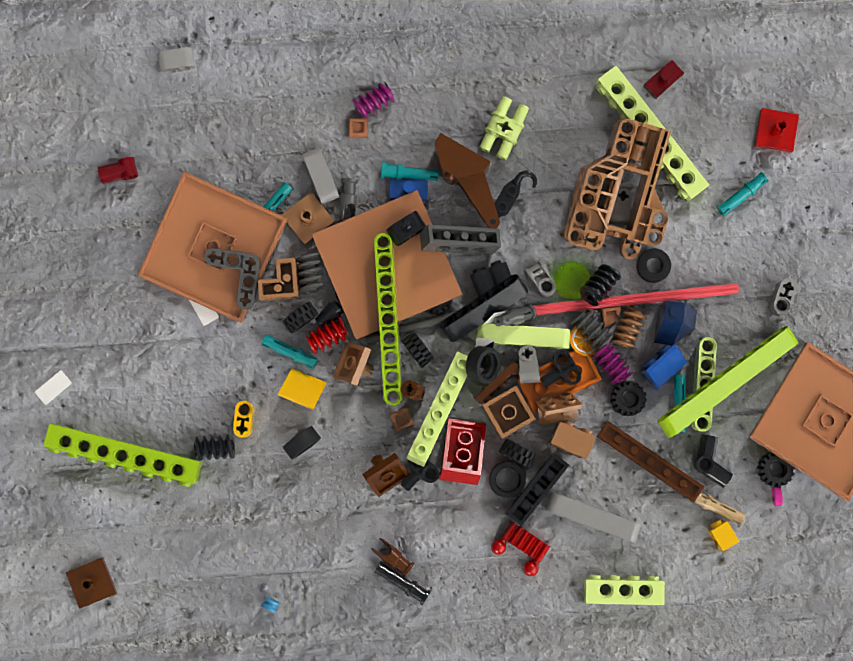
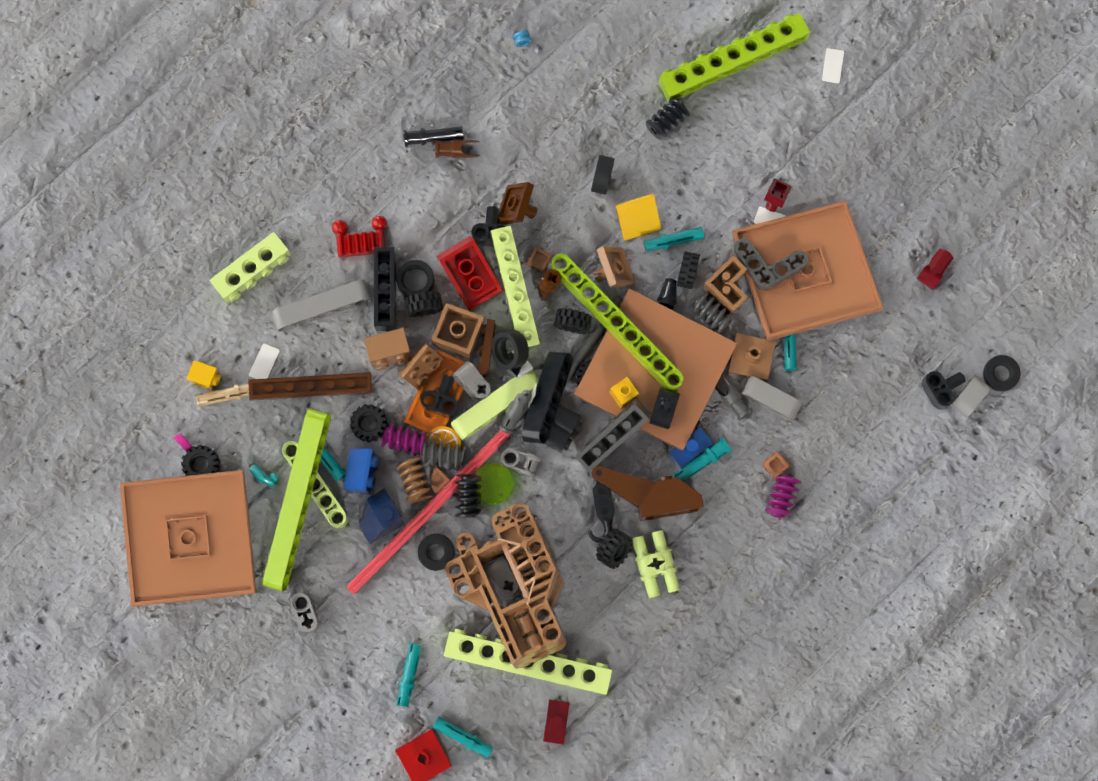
camera: 140 degrees right, 5 degrees down
(130, 51) = (1010, 364): none -> black tyre
(184, 320) = (776, 195): none -> dark red tile
(191, 83) = (943, 387): none -> black beam
(239, 423) = (668, 157): yellow beam -> none
(327, 336) = (653, 273): red piece -> none
(427, 263) = (624, 392): none -> yellow brick
(526, 160) = (614, 548): none -> black tyre
(669, 510) = (264, 362): none -> white sticker
(714, 471) = (269, 431): black piece -> none
(737, 420) = (259, 474): none -> teal arm
(745, 138) = (463, 737): none -> teal pin

